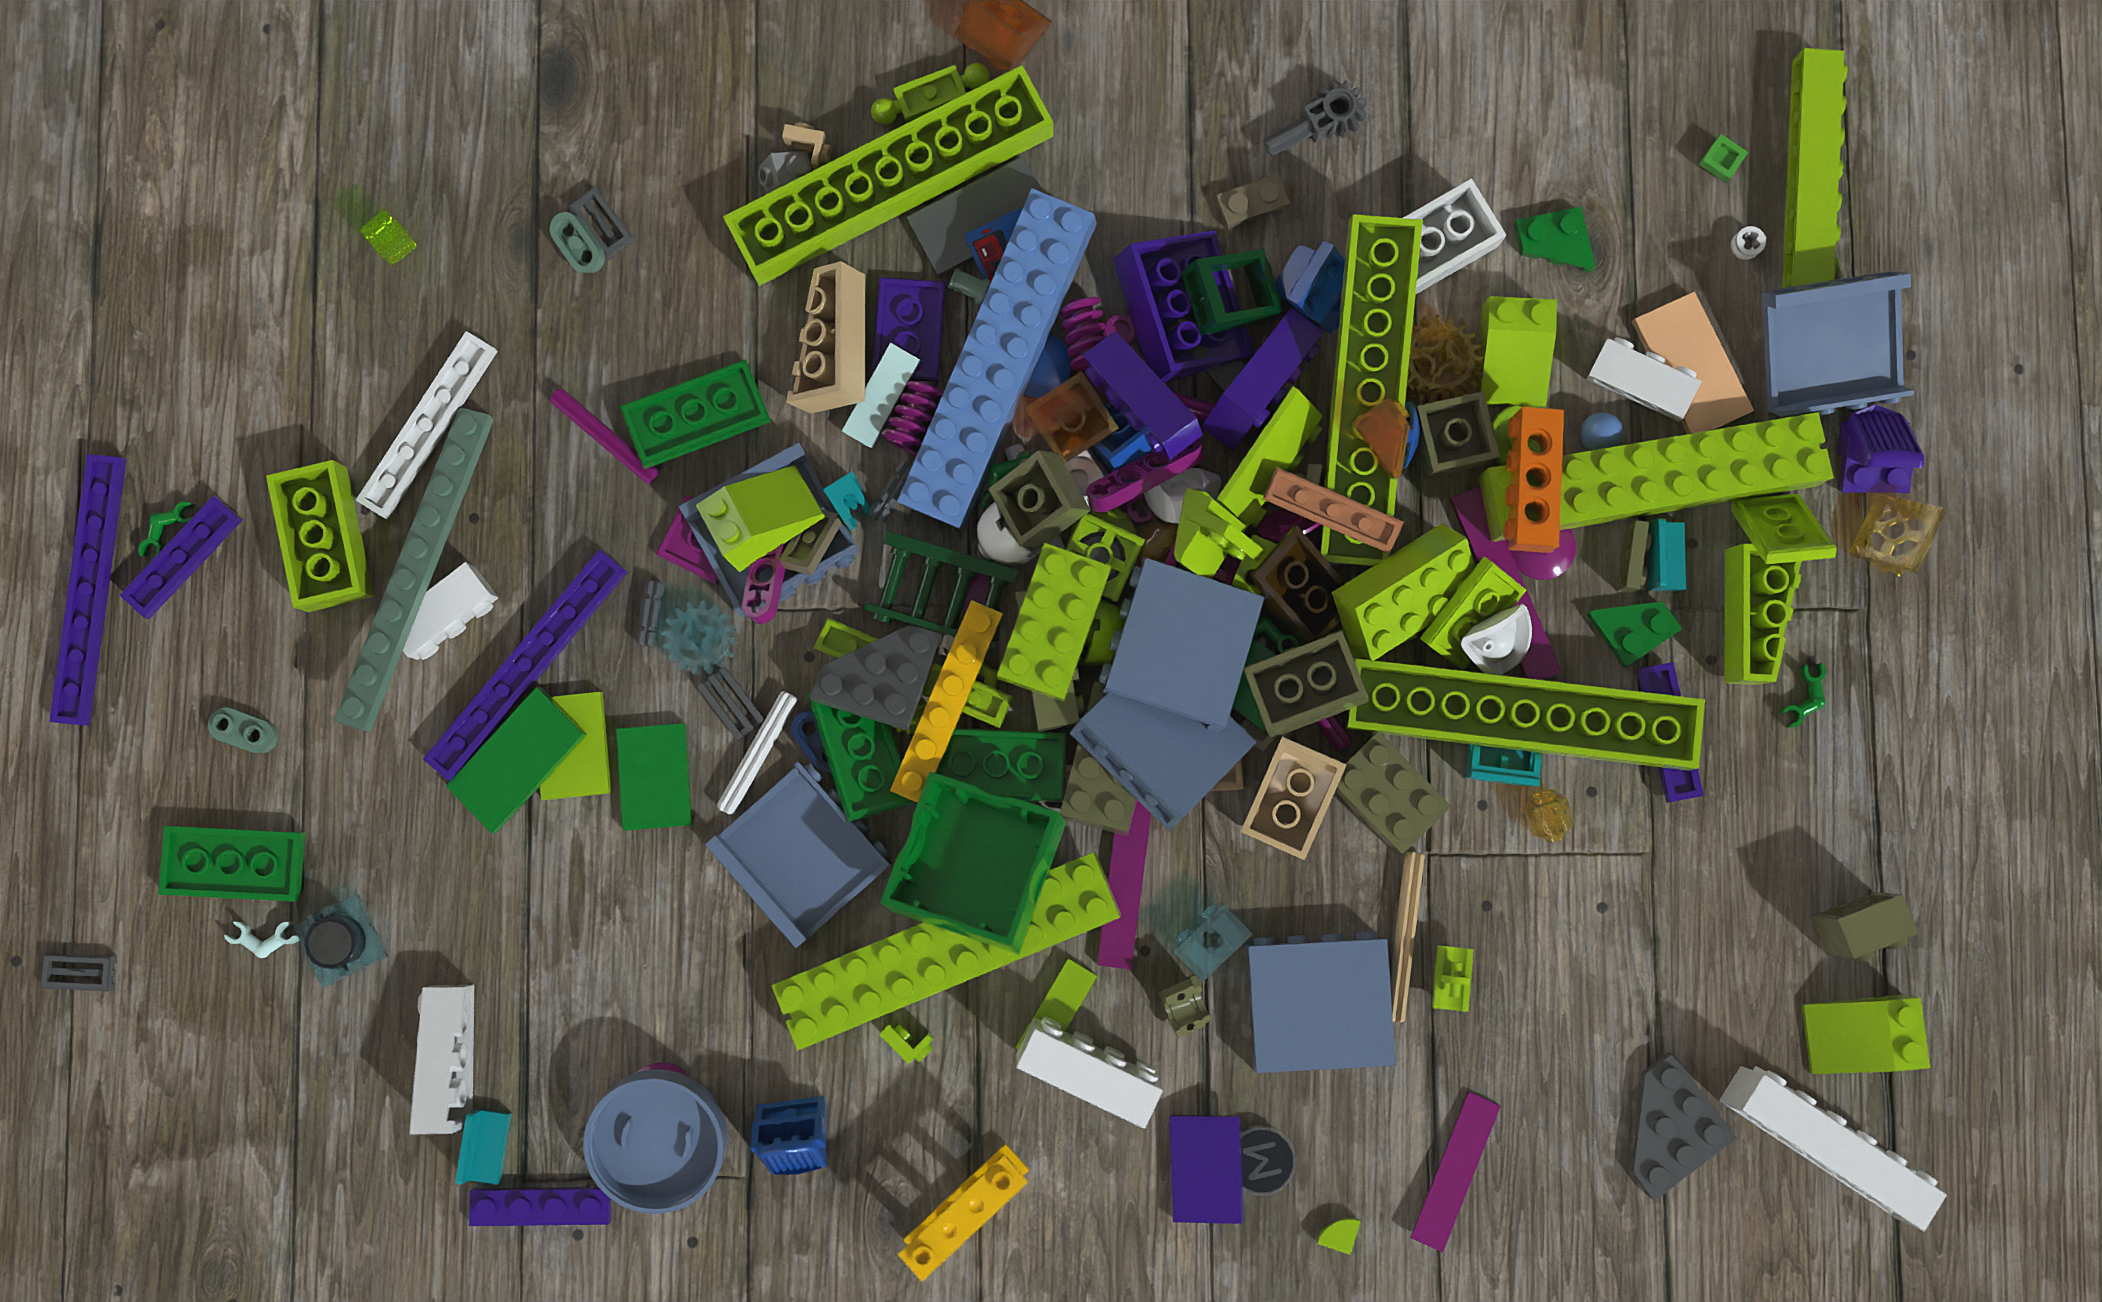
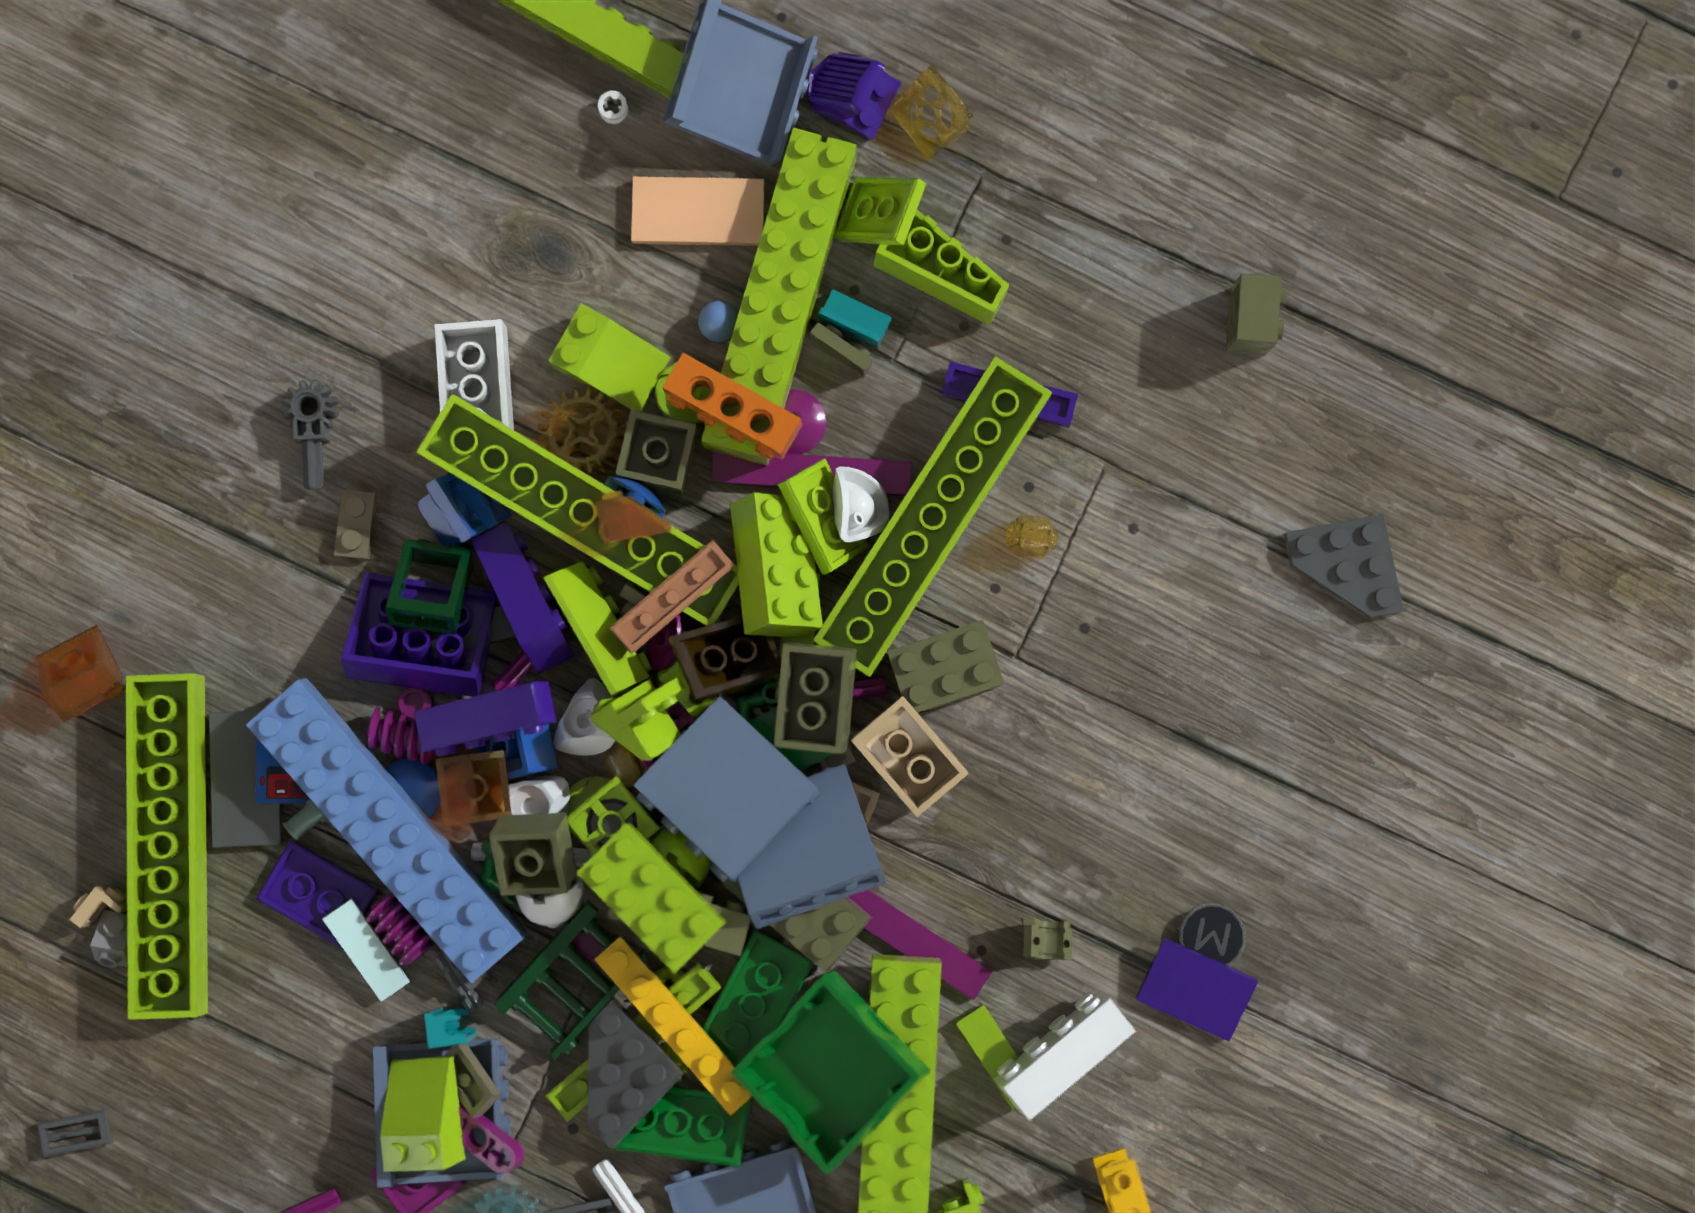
camera: 70 degrees left, 0 degrees up
(577, 245) = (84, 1165): sand green plate -> none
(695, 414) = (298, 1130): green tile -> none
(809, 744) = (653, 1166): dark blue plate -> none
(833, 342) = (295, 971): tan wedge -> none
(928, 93) = (107, 770): lime plate -> none
(1113, 491) = (559, 793): magenta beam -> none
(1133, 515) = (589, 772): magenta bush -> none
(1230, 937) = (1014, 902): clear light blue brick -> none
(1321, 1003) = (1099, 818): sand blue panel -> none
(1340, 1234) = (1307, 898): lime tile -> none
(1405, 933) = (1077, 714): tan axle -> none
(1452, 978) = (1132, 691): lime hips -> none
(1455, 1172) = (1300, 770): magenta piece -> none
(1503, 765) = (969, 554): teal hinge -> none
(1557, 237) = (525, 271): green wing -> none
(1634, 629) = (905, 379): green wing -> none
(1644, 378) = (688, 261): white brick -> none
(1723, 158) = (526, 91): bright green plate -> none
(1816, 697) = (1041, 252): green arm -> none
(1833, 1146) = (1433, 434): white brick -> none
(1866, 1035) = (1347, 360): lime slope -> none

